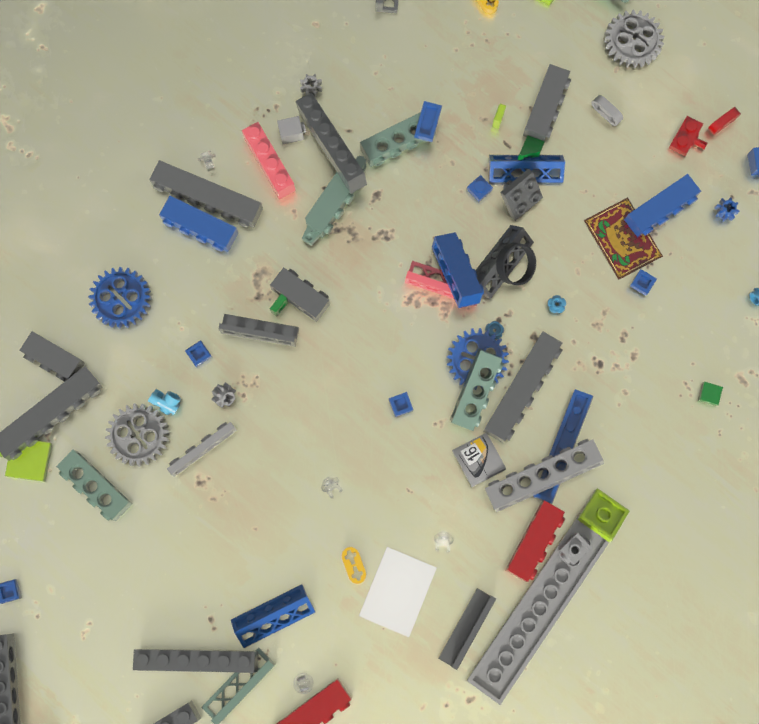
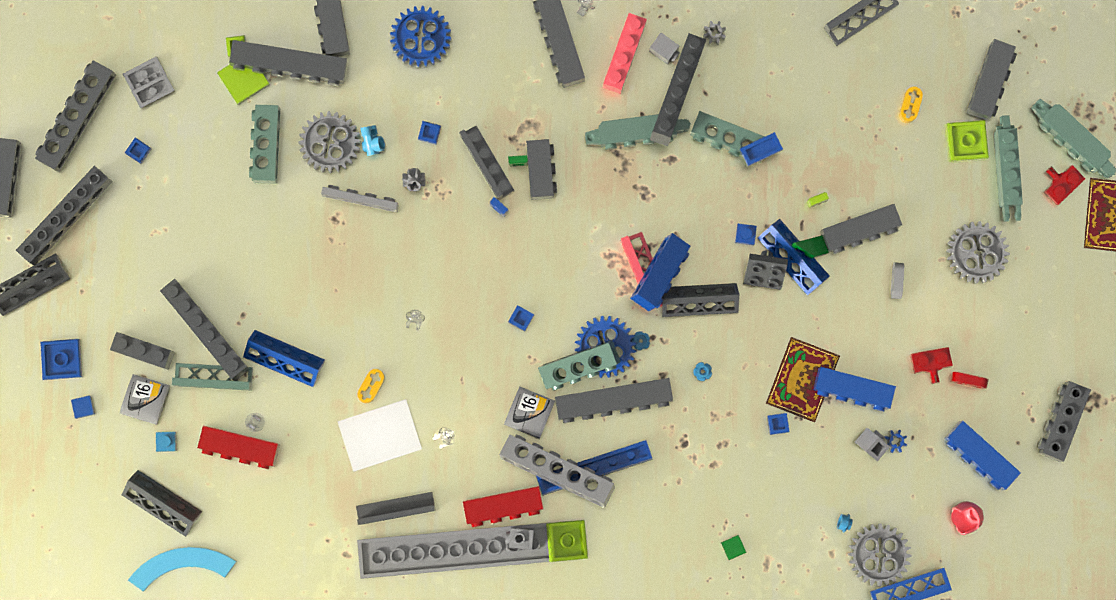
camera: 50 degrees right, 5 degrees up
(198, 223) = (528, 44): blue brick -> none
(302, 348) = (499, 207): none -> blue tile
(500, 263) = (710, 329): black tyre -> none
(716, 226) = (872, 443): none -> light grey brick

